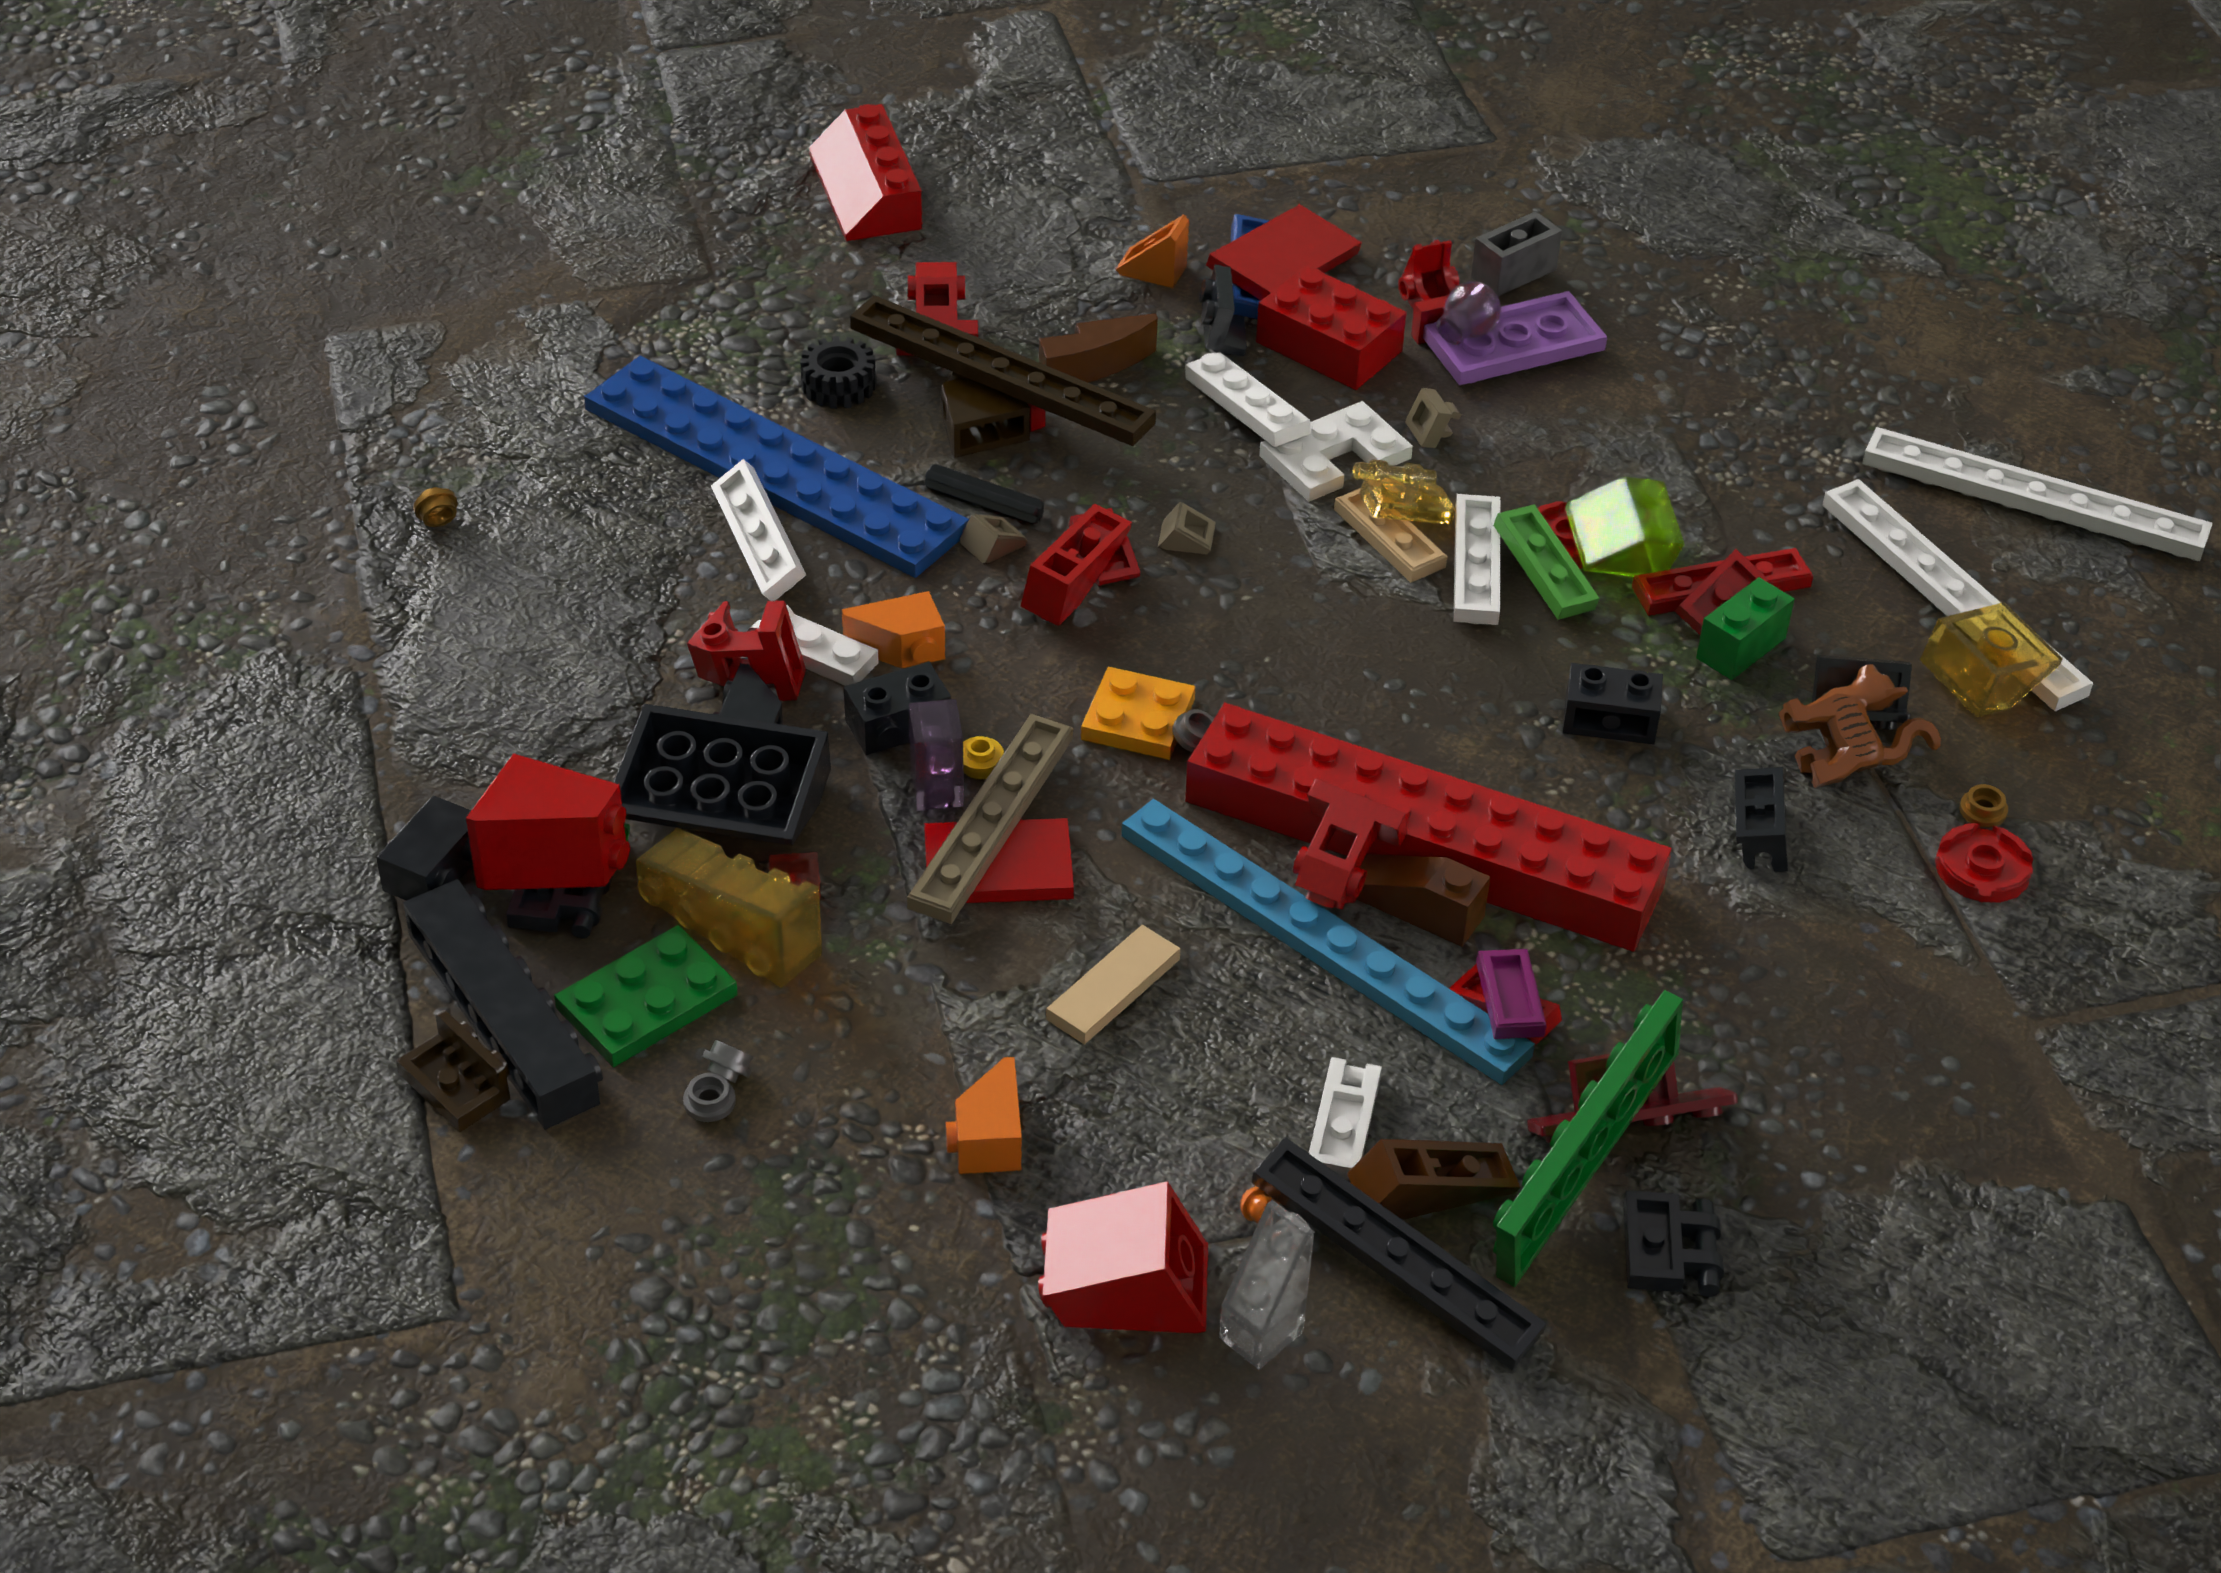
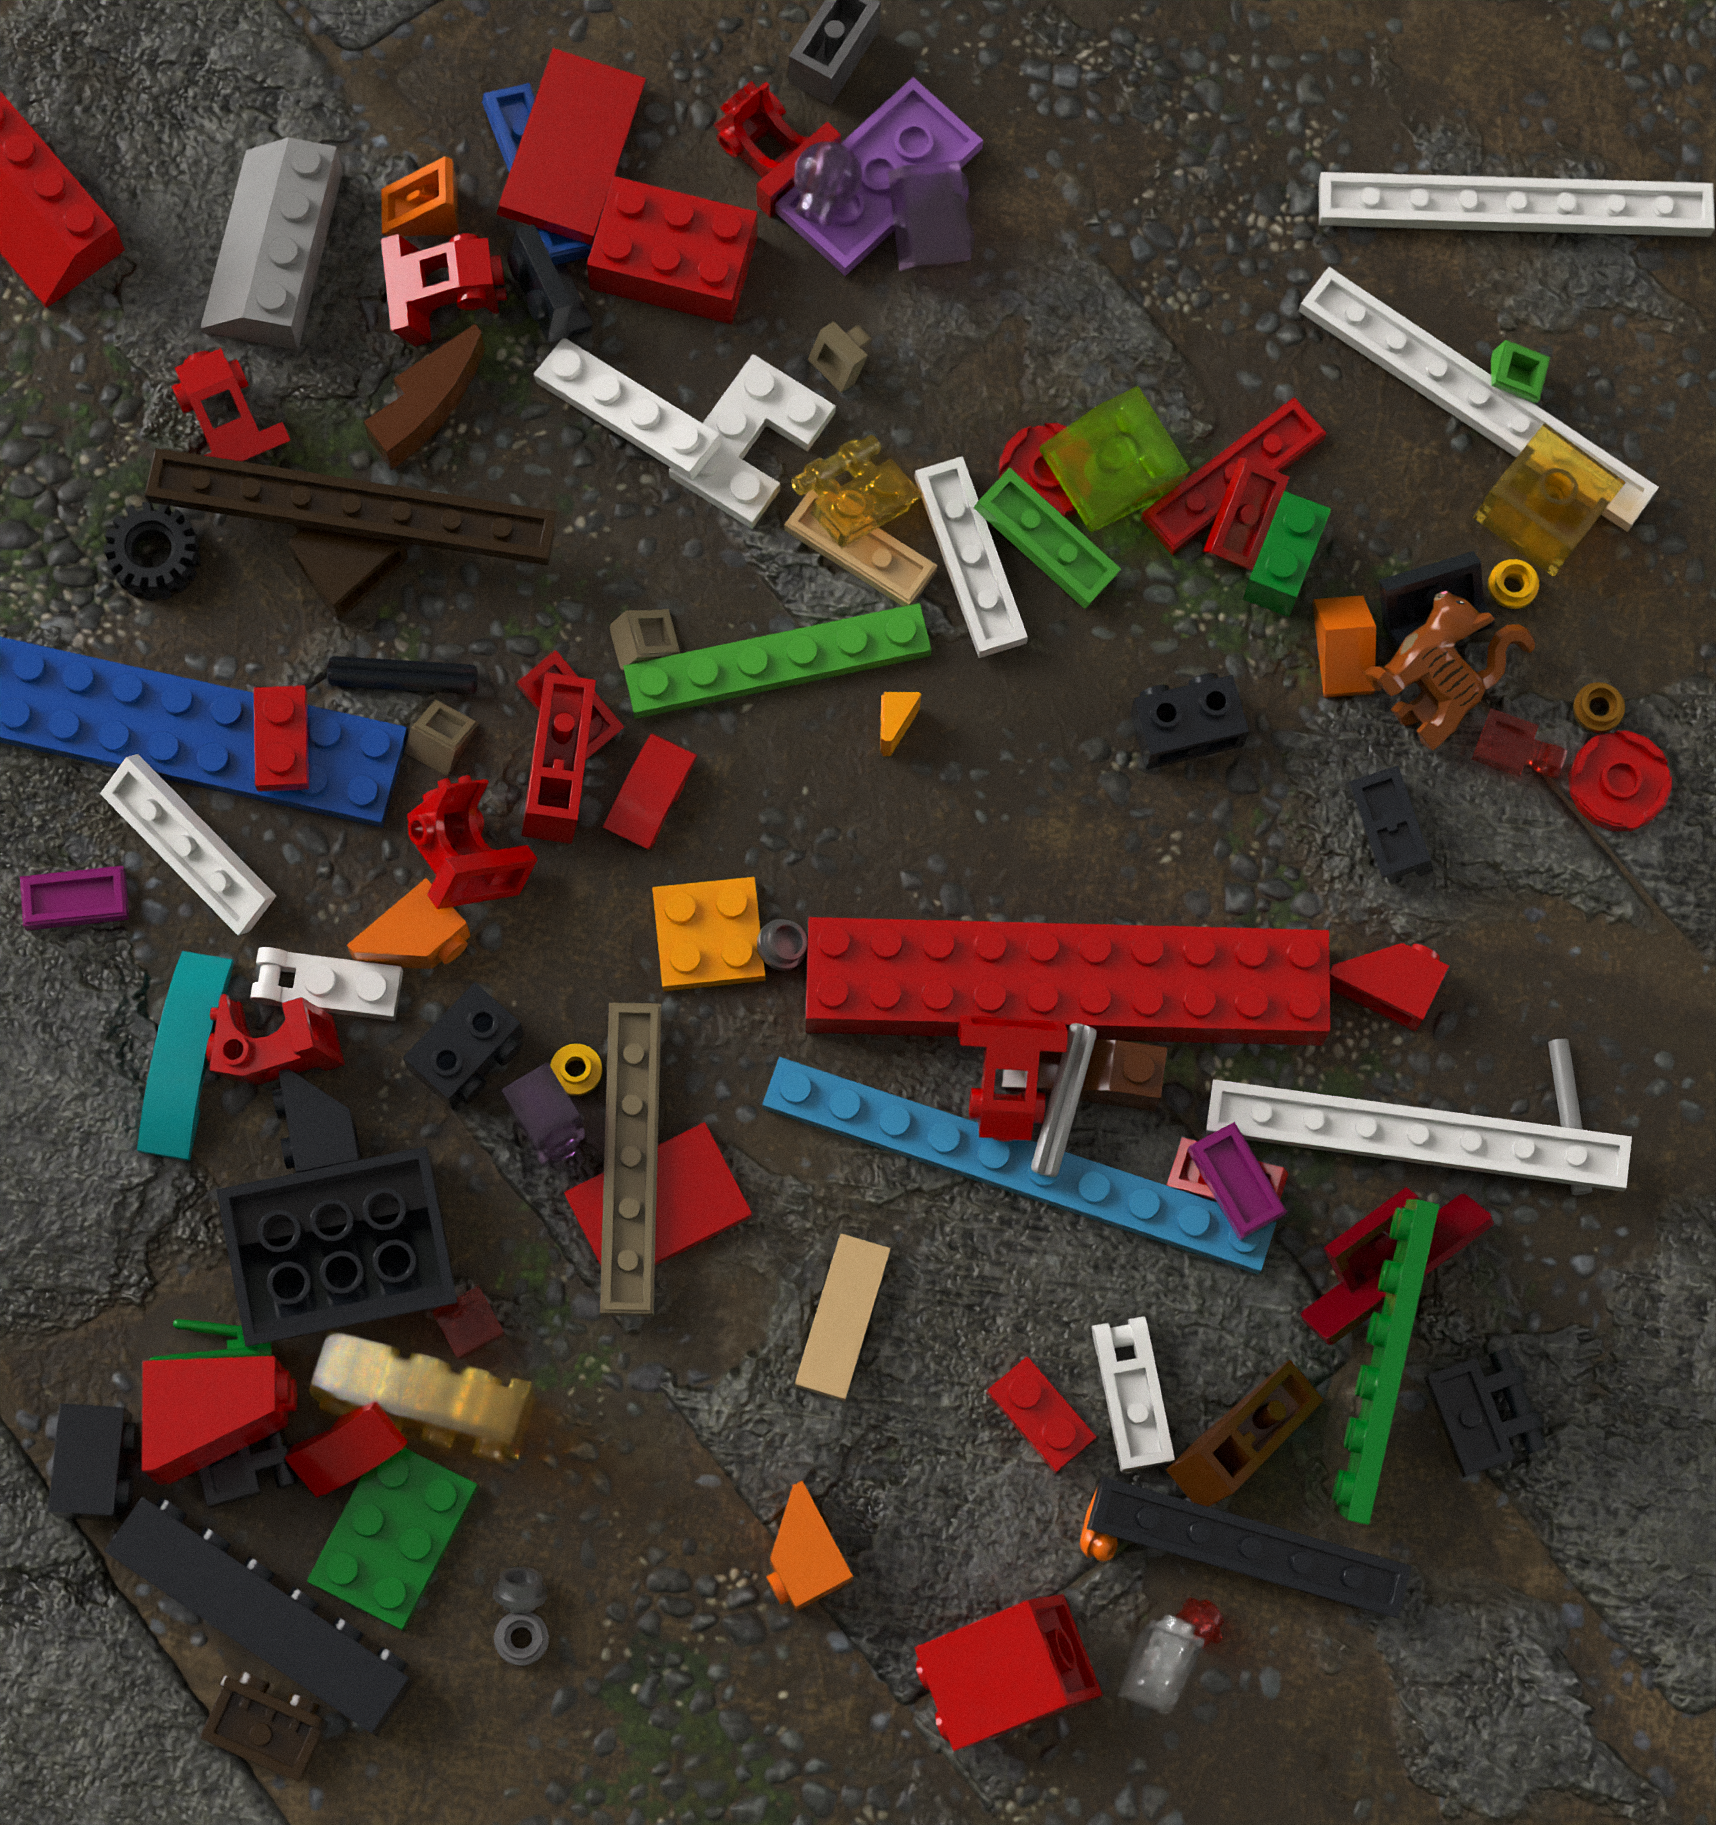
camera: 25 degrees left, 30 degrees up
(641, 908) = (347, 1450): none -> red slope
(652, 540) = (74, 898): none -> magenta tile
(661, 651) = (179, 1056): none -> teal slope
(867, 487) = (281, 738): none -> red plate
(966, 588) = (450, 840): none -> red tile
(1038, 247) = (273, 243): none -> light grey slope
(1136, 611) = (650, 791): none -> red slope
(1139, 282) = (470, 282): none -> red tile
(1252, 1107) = (1041, 1415): none -> red plate
(1286, 574) = (777, 660): none -> bright green plate
(1325, 1301) = (1205, 1618): none -> clear red plate
(1366, 628) = (896, 715): none -> light orange slope
(1381, 883) = (1063, 1100): none -> light grey axle
(1543, 357) = (931, 215): none -> clear purple brick
(1710, 1028) = (1421, 1135): none -> white plate
(1713, 916) = (1392, 982): none -> red slope
(1765, 701) = (1345, 644): none -> orange slope
(1843, 1068) = (1566, 1093): none -> light grey bar
(1897, 803) = (1510, 744): none -> clear red plate
(1940, 708) = (1518, 571): none -> yellow plate
(1998, 578) = (1519, 370): none -> bright green slope

